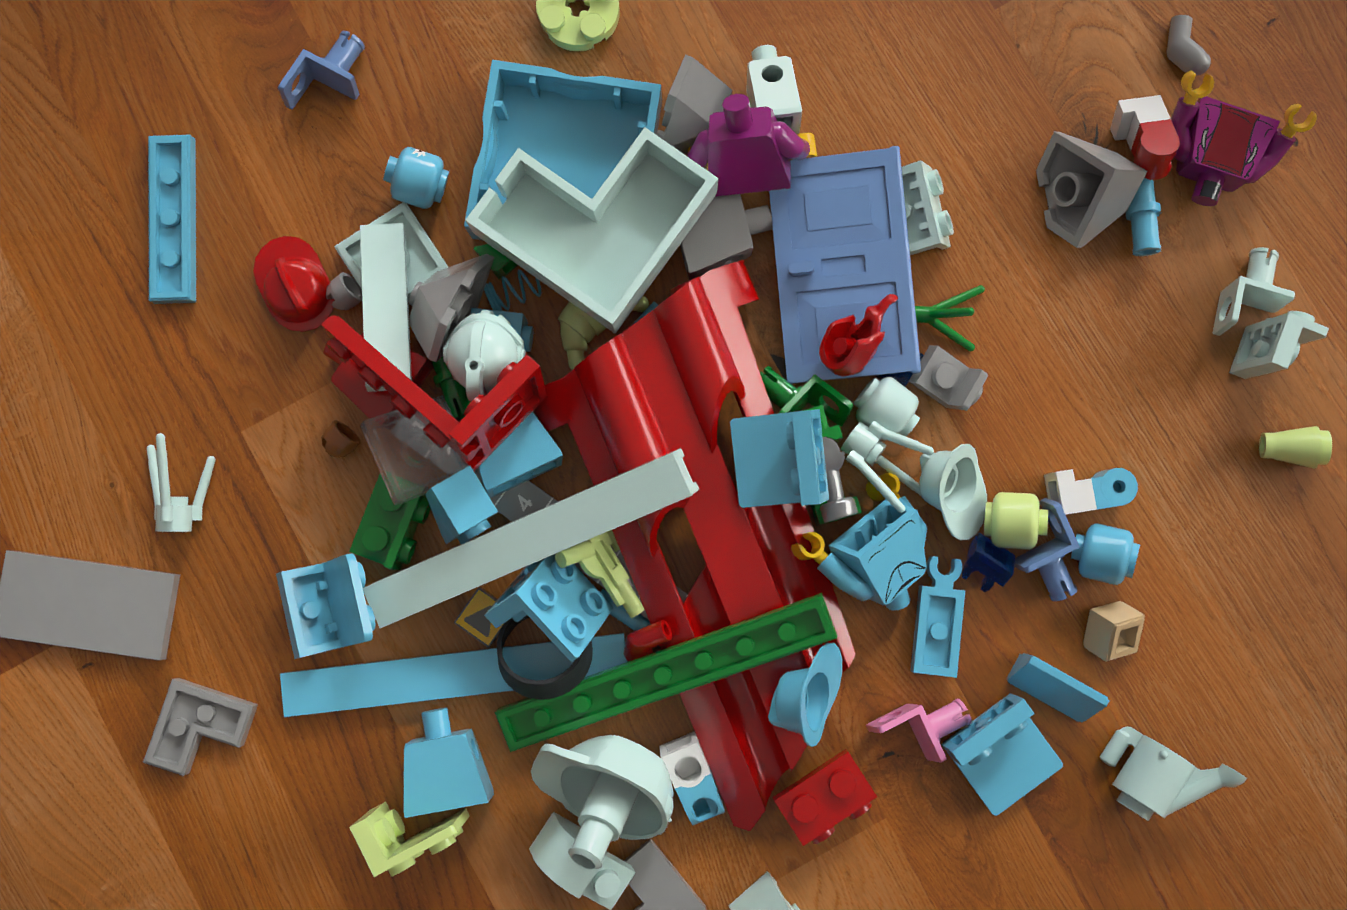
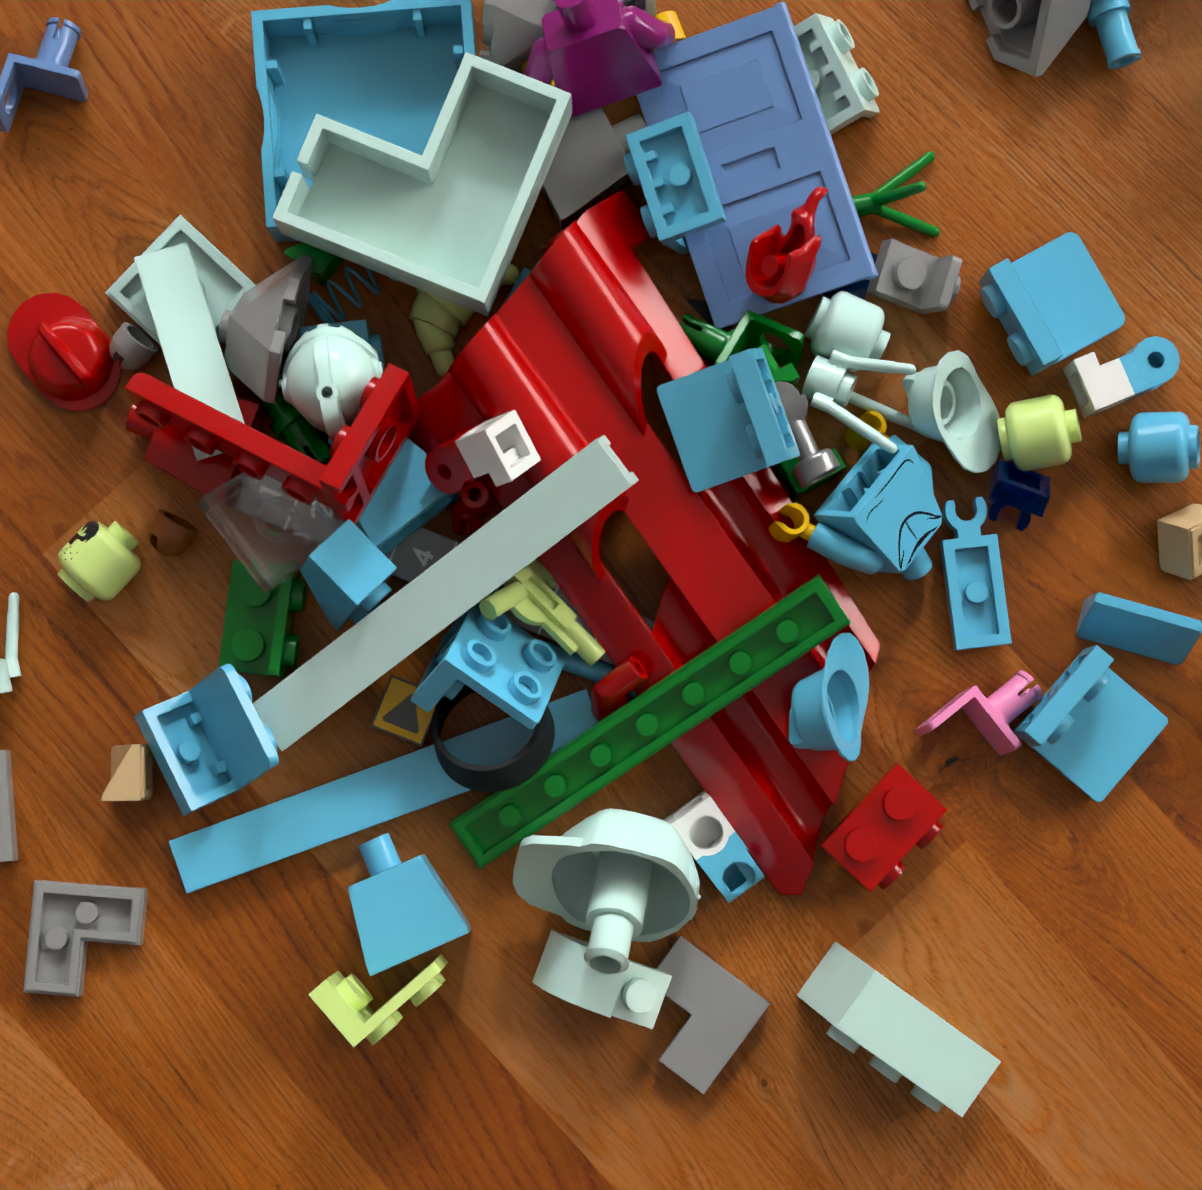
camera: 15 degrees left, 0 degrees up
(265, 617) = (130, 774): none -> tan slope
(279, 448) = (99, 561): none -> yellowish green head
(416, 177) = (189, 181): medium azure head -> none
(569, 473) = (472, 504): none -> red arm
(587, 436) = (490, 447): none -> white leg
(782, 263) = (675, 181): none -> medium azure bracket
(1047, 422) = (1051, 302): none -> medium azure bracket
(1049, 556) = (1092, 468): medium blue bracket -> none

